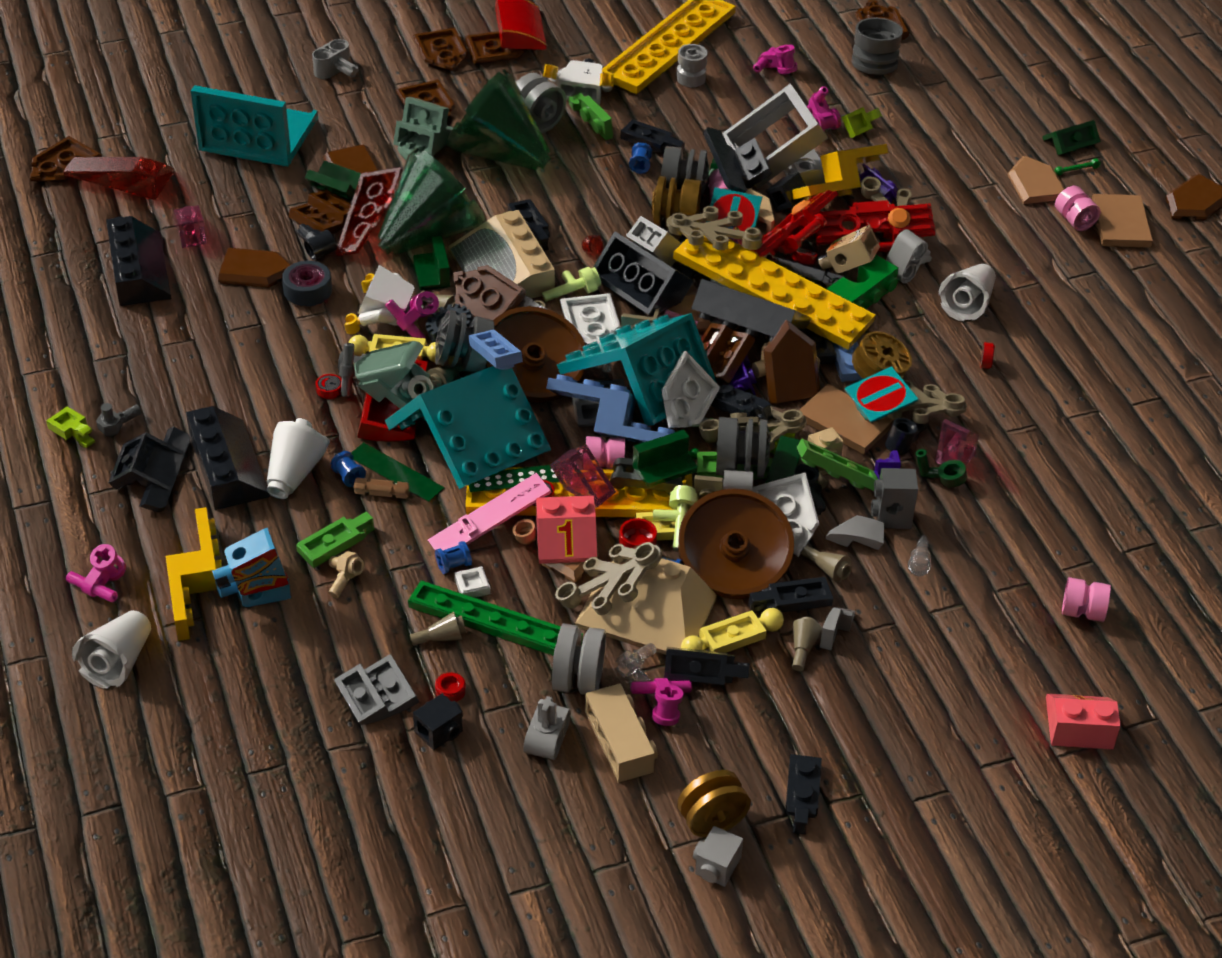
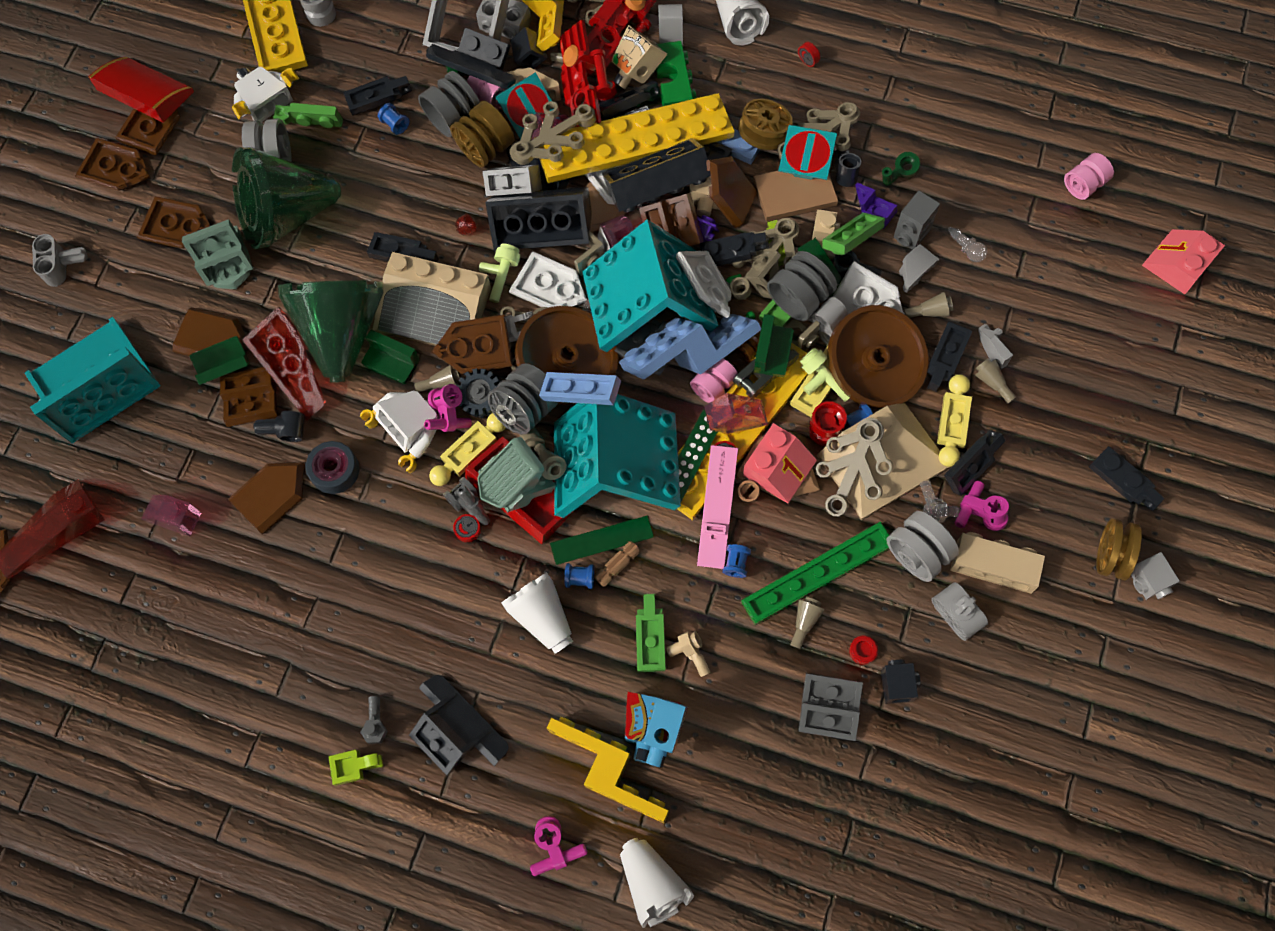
camera: 45 degrees left, 25 degrees up
(137, 261) = (184, 586): black slope -> none
(226, 457) = (492, 662): black slope -> none
(472, 582) = (768, 563): white tile -> none
(956, 443) = (887, 141): clear pink slope -> none

